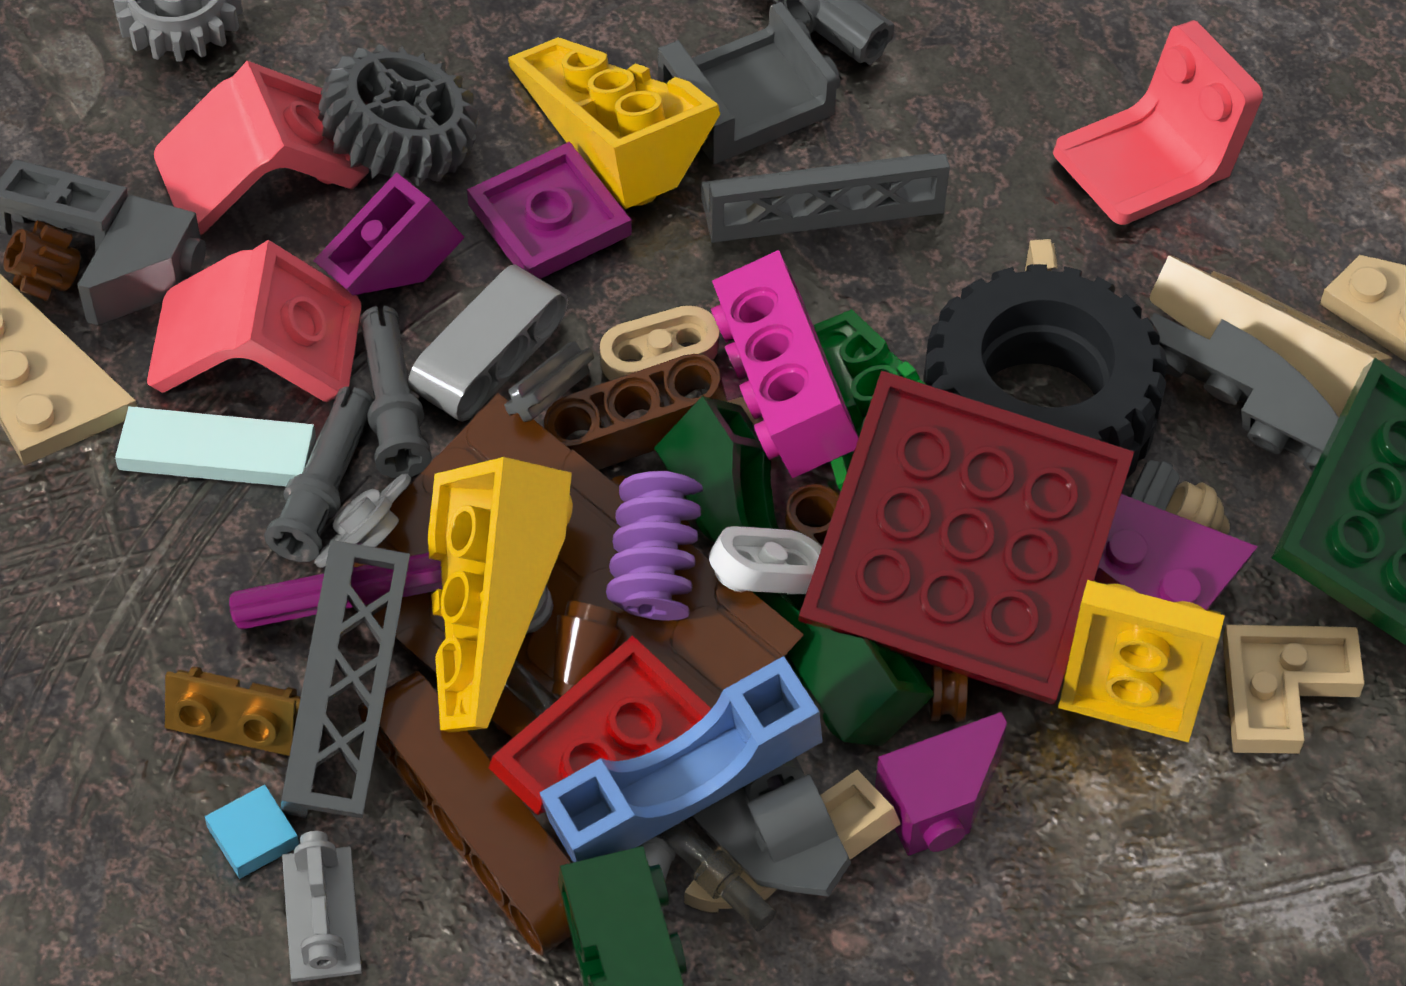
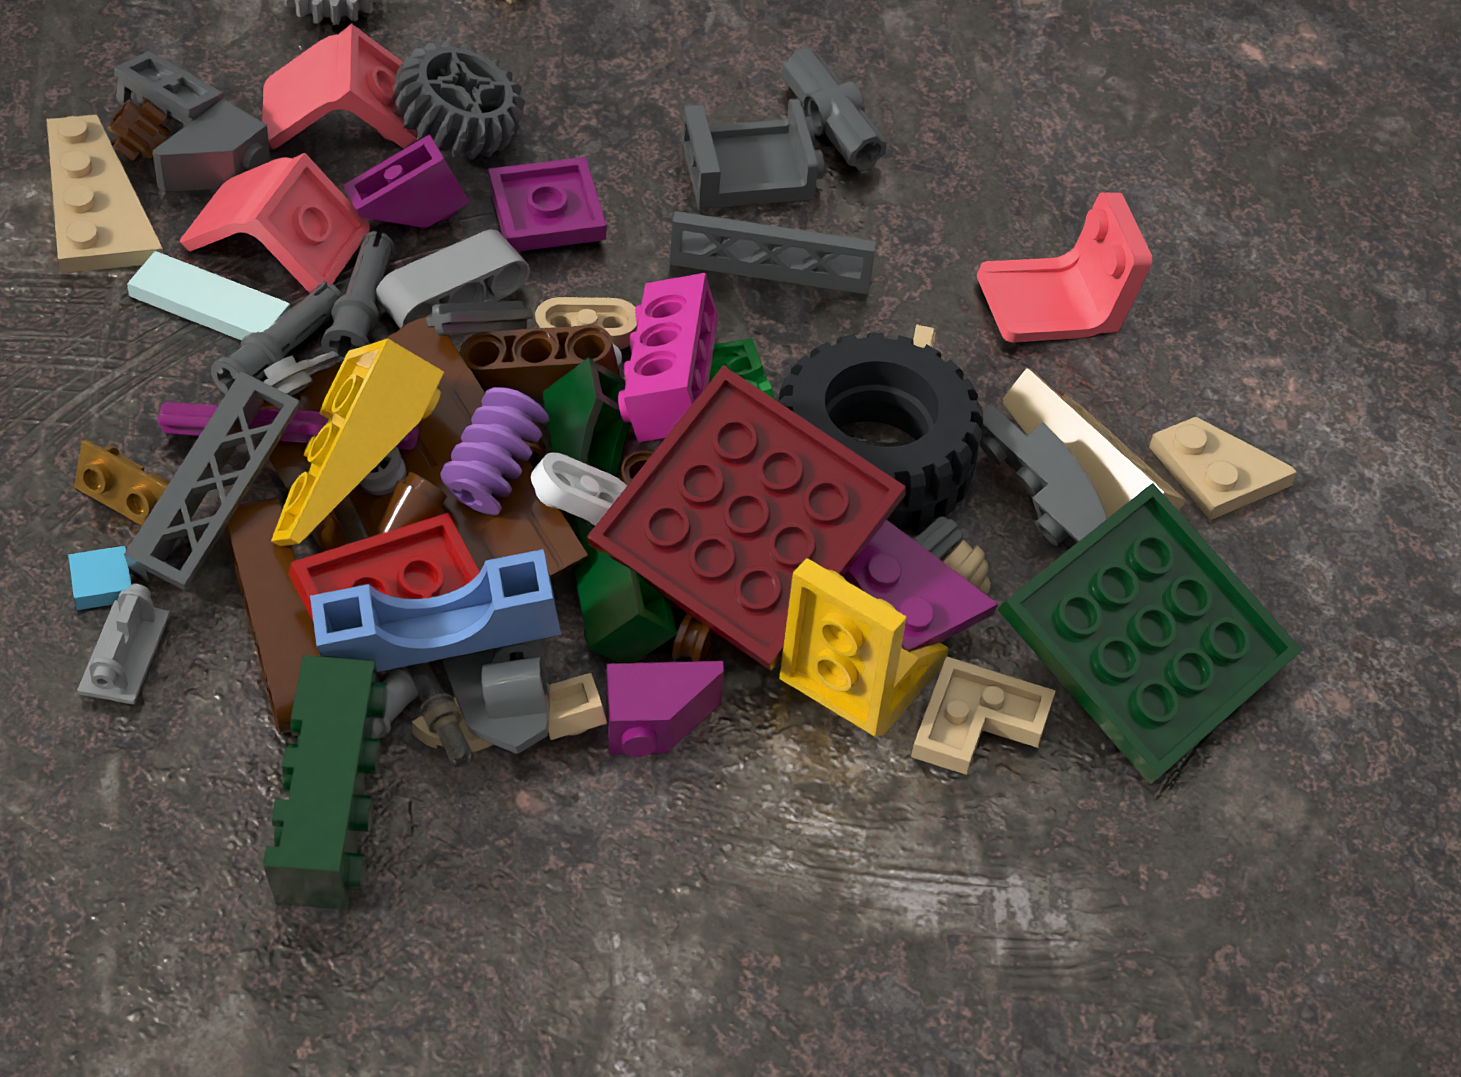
camera: 15 degrees right, 5 degrees down
(620, 120) = (631, 153): yellow wedge -> none

